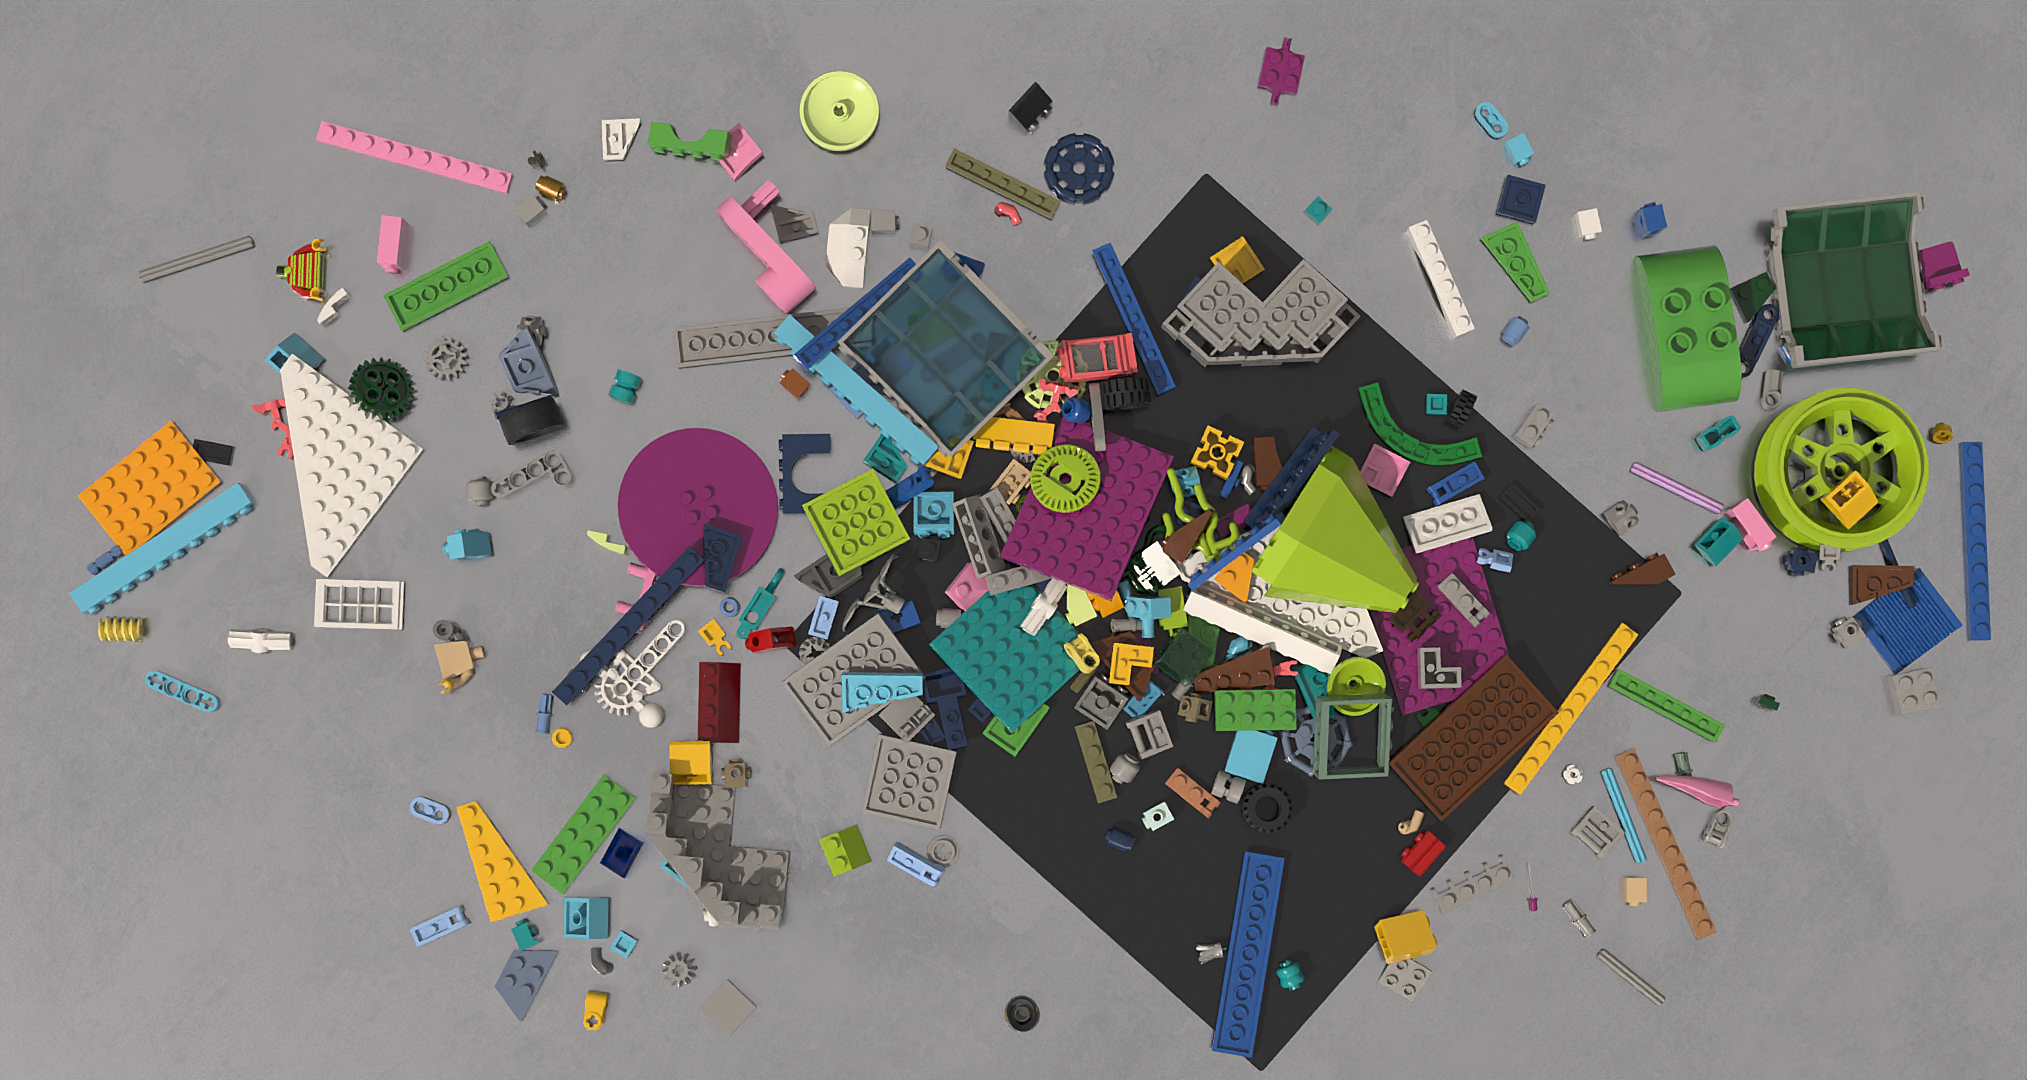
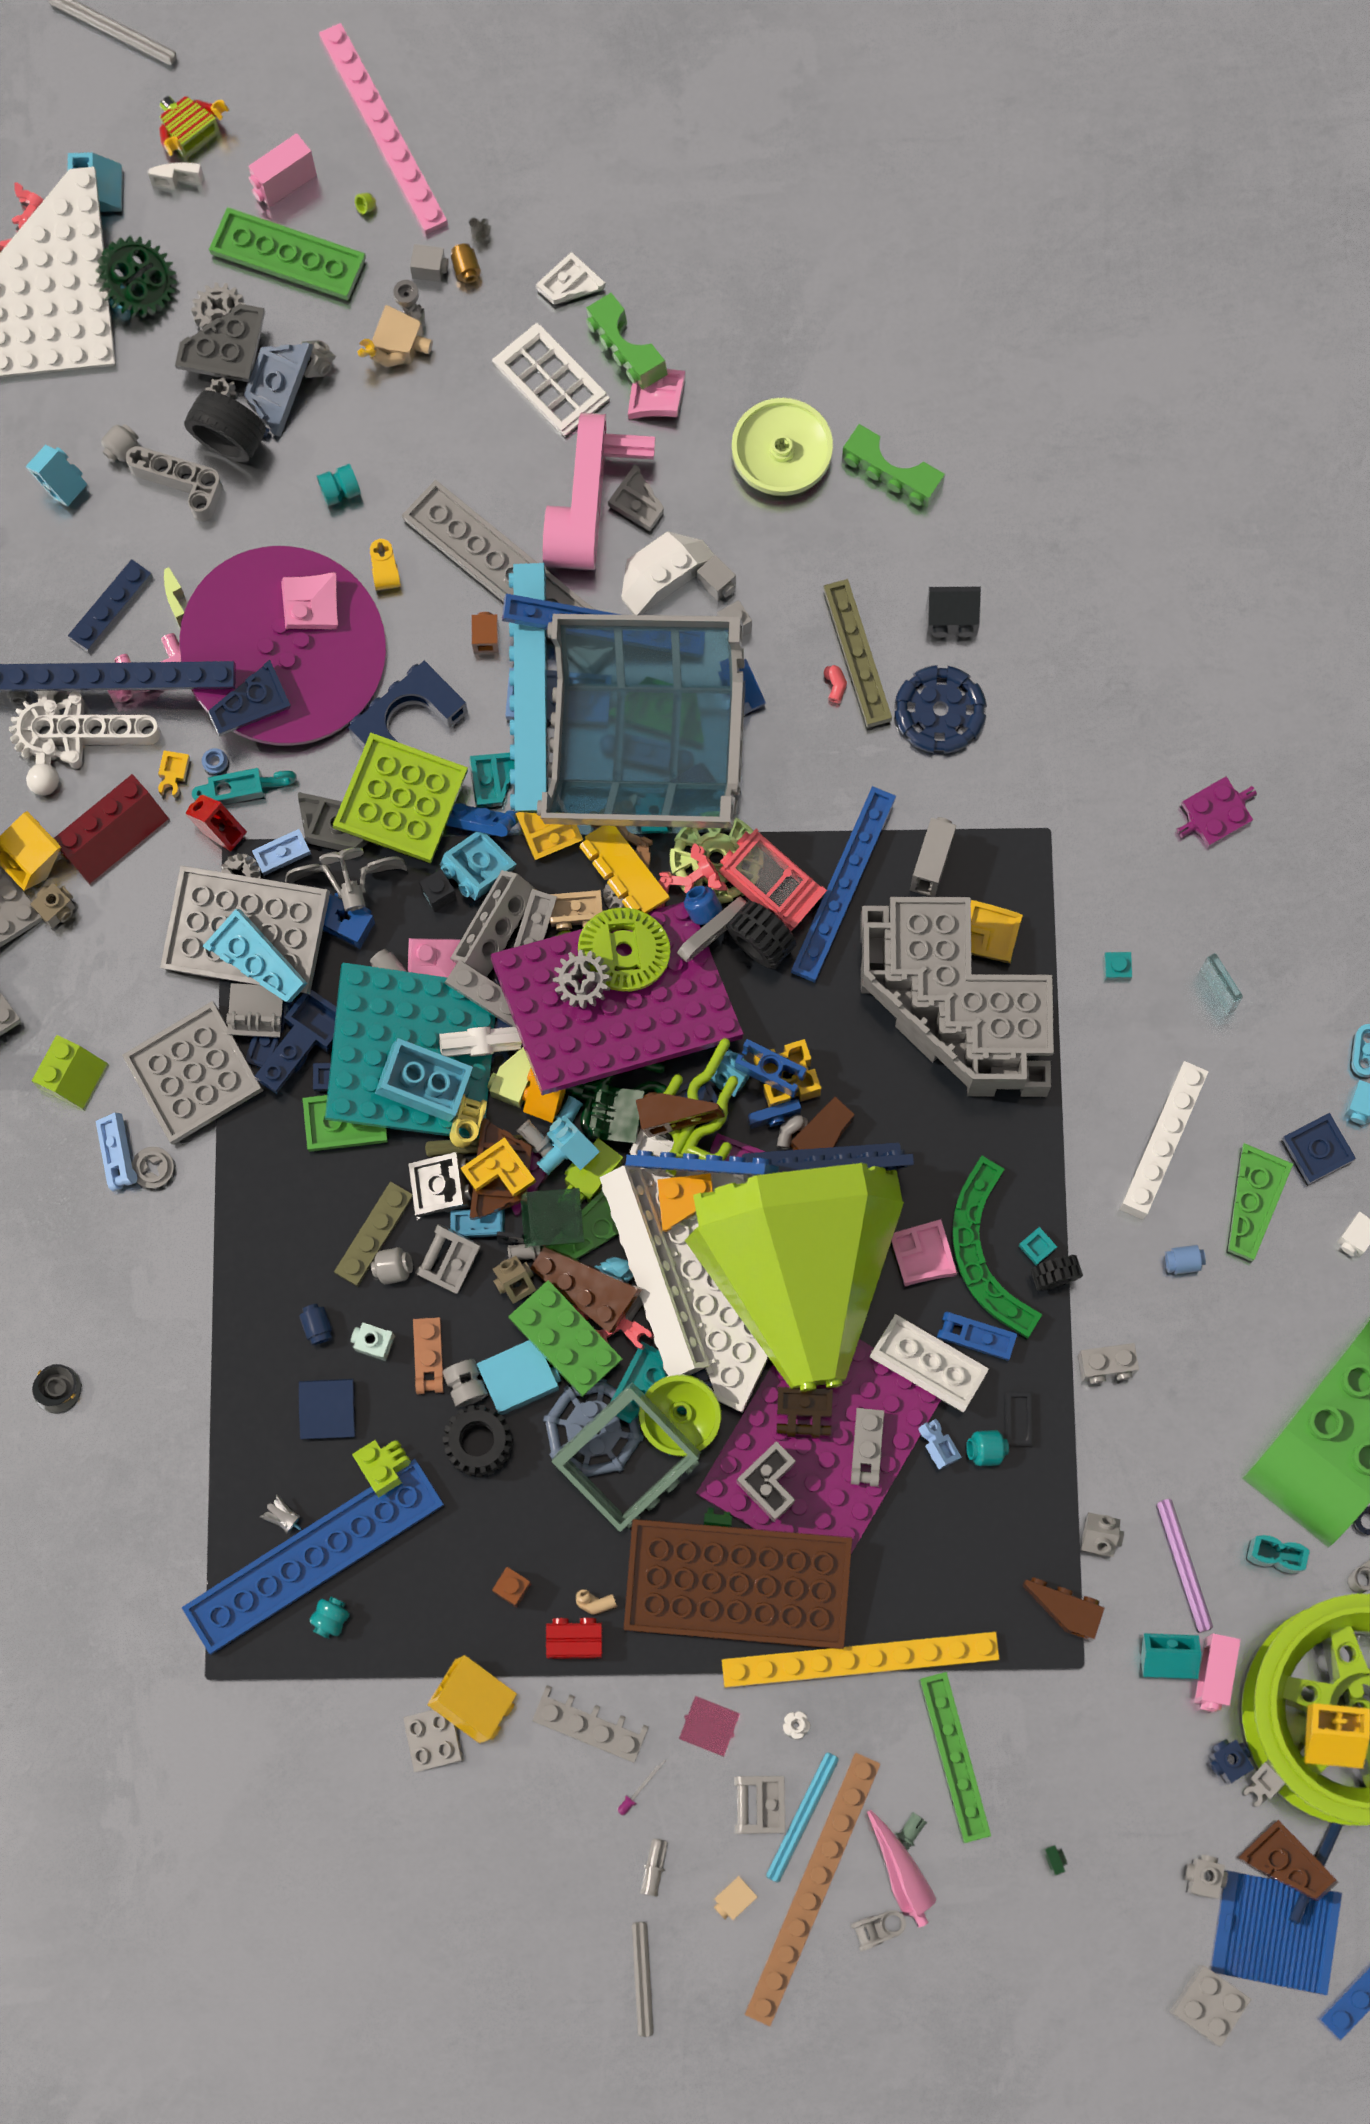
camera: 55 degrees right, 10 degrees down
(455, 211) = (365, 203): none -> lime hinge
(475, 375) = (224, 345): none -> dark grey plate
(559, 266) = (399, 333): none -> tan torso
(576, 583) = (110, 606): none -> dark blue plate
(687, 468) = (310, 602): none -> bright pink plate
(703, 407) = (384, 568): none -> yellow piece
(707, 204) = (519, 347): none -> white piece
(886, 66) = (918, 482): none -> bright green arch
(1041, 658) = (423, 1080): none -> medium azure brick
(1056, 529) = (571, 979): none -> light grey gear
(1166, 255) = (933, 856): none -> light grey brick
(1172, 875) = (326, 1408): none -> dark blue slope
(1213, 452) = (767, 1056): none -> blue piece
(1232, 872) = (382, 1465): none -> lime hinge
(1363, 861) = (511, 1587): none -> dark orange brick
(1384, 165) = (1221, 983): none -> clear light blue tile
(1531, 821) = (709, 1726): none -> clear pink piece

